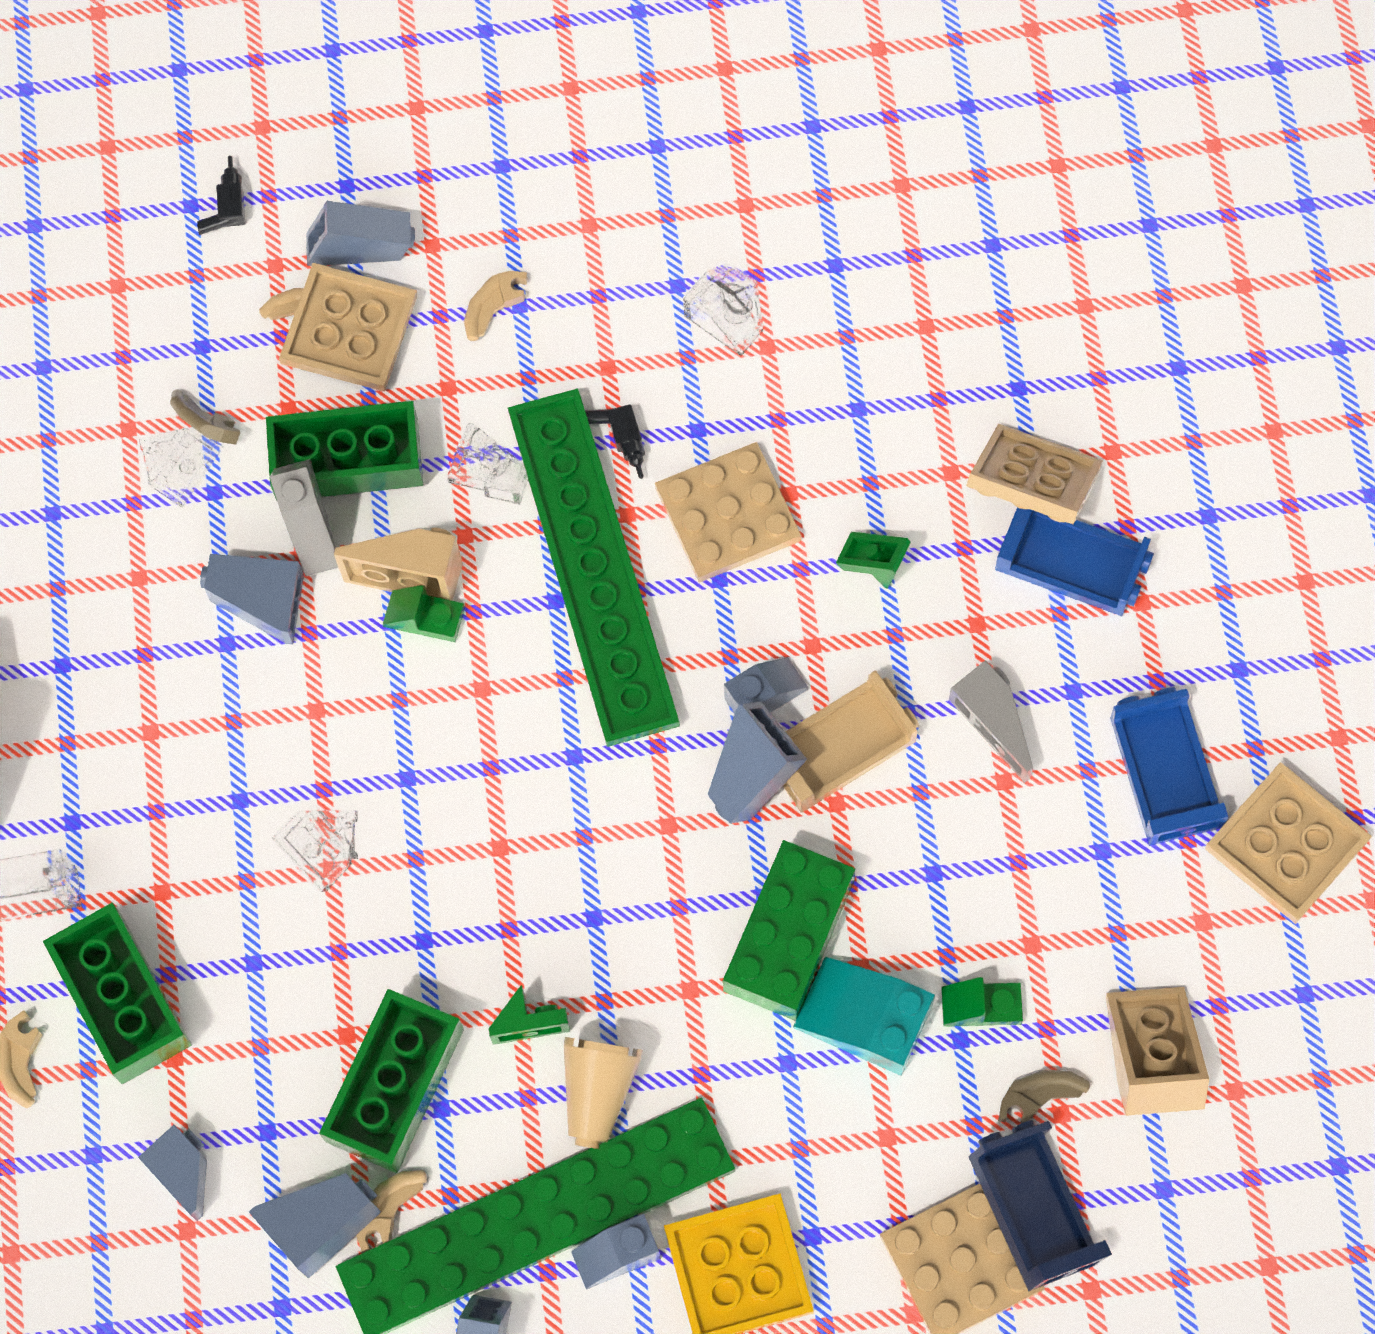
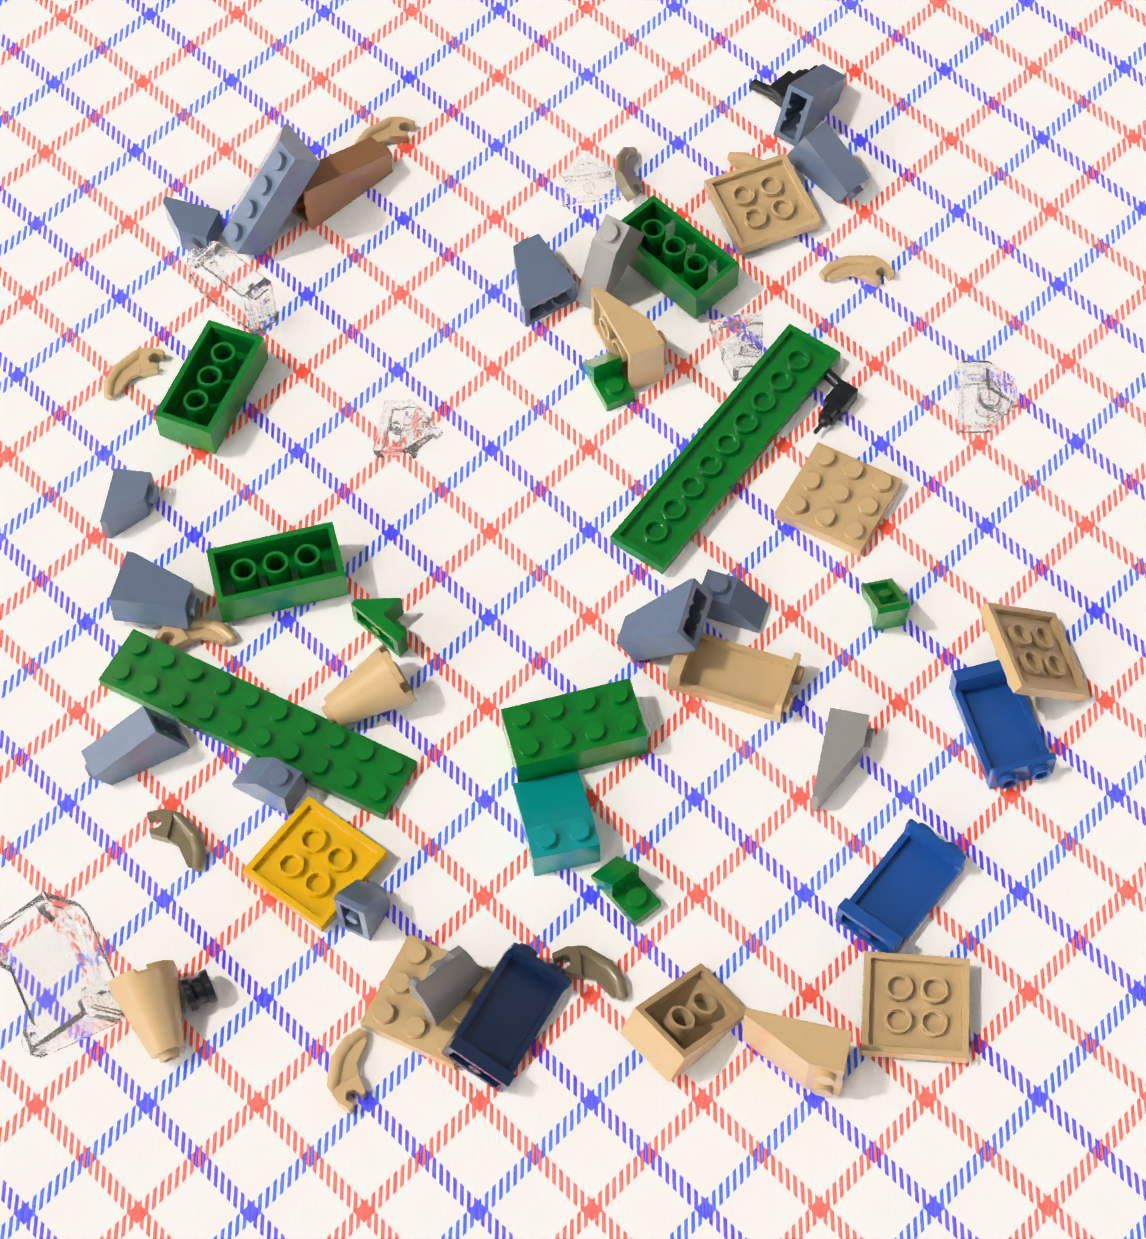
camera: 50 degrees right, 10 degrees down
(273, 198) = (808, 103): none -> sand blue slope
(824, 1256) = (361, 907): none -> sand blue slope
(973, 1236) = (445, 984): none -> light grey slope
(1274, 970) = (802, 1049): none -> tan slope

